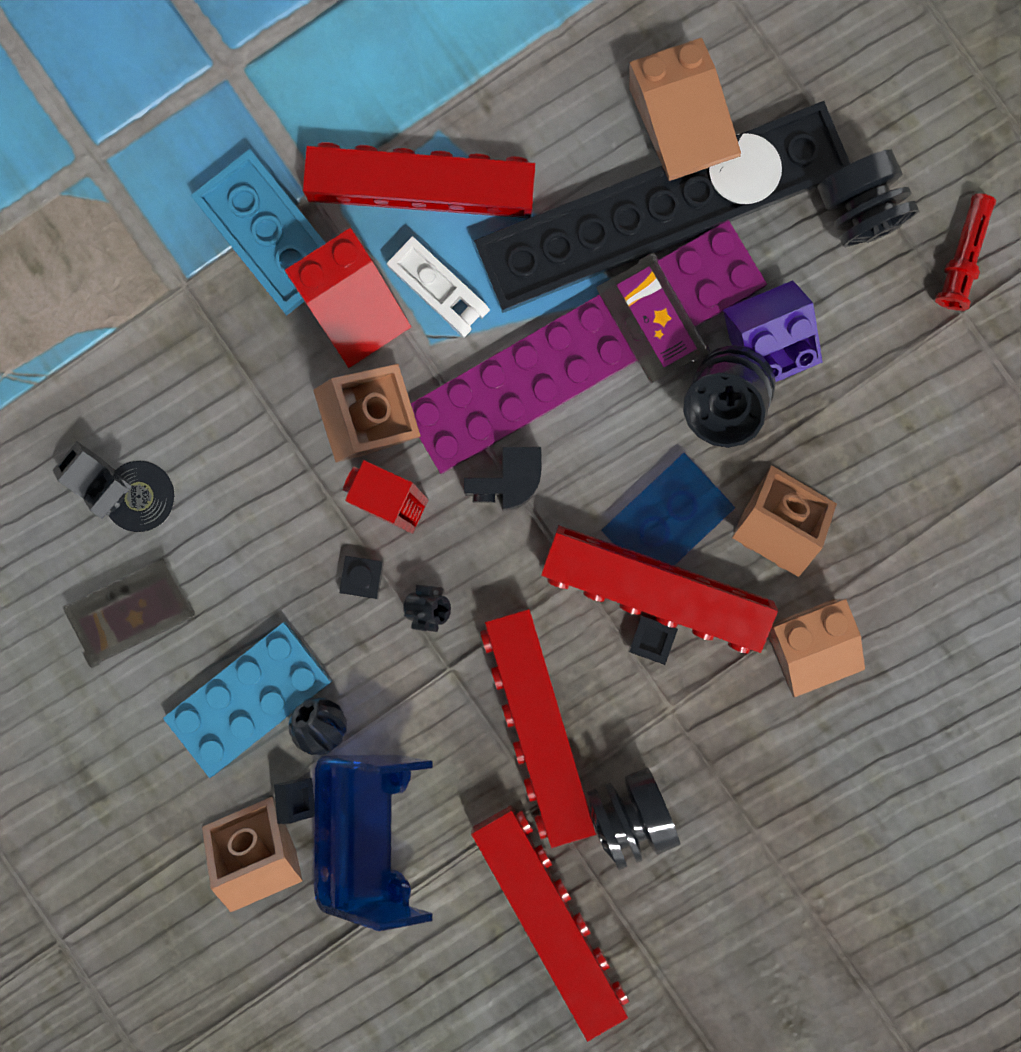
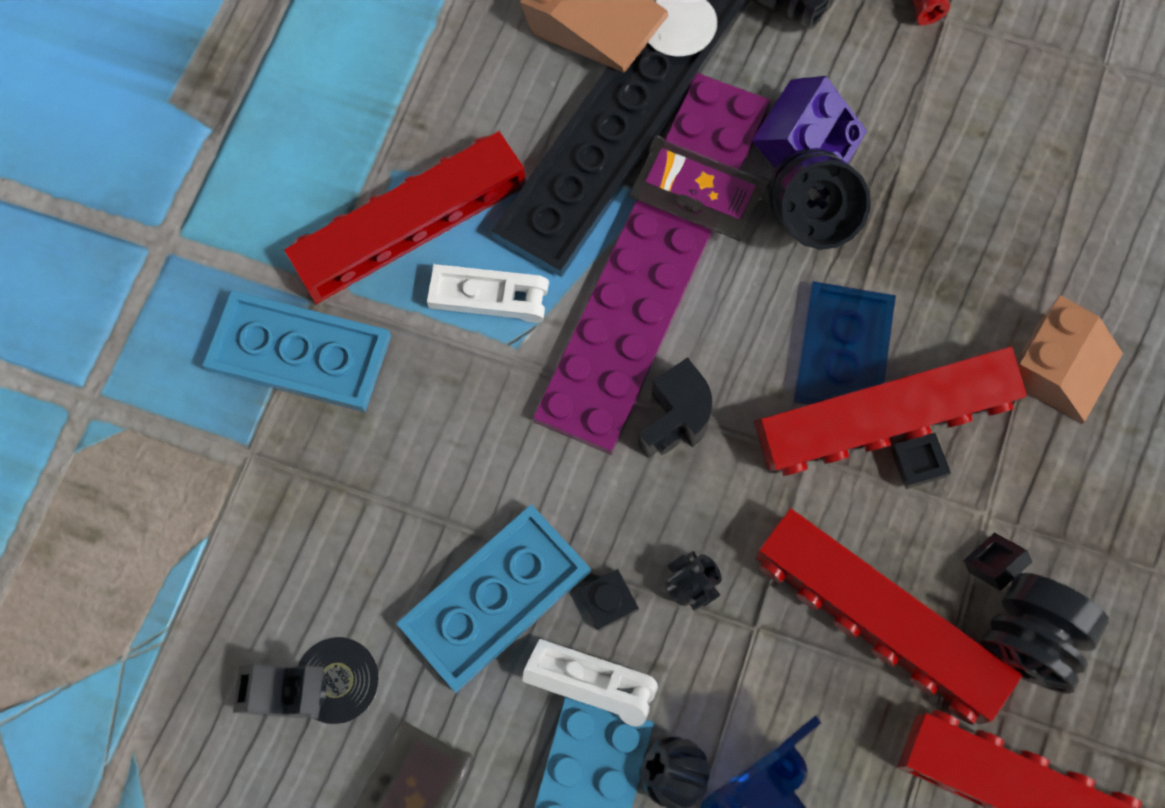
camera: 30 degrees left, 15 degrees down
(280, 520) = (493, 598): none -> dark azure plate
(306, 624) = (591, 681): none -> white plate
(348, 297) = (412, 351): slope -> none
(366, 412) = (502, 443): nougat slope -> none
(385, 496) = (591, 472): red brick -> none
(647, 747) = (997, 561): none -> black plate
(785, 521) = (950, 276): nougat slope -> none

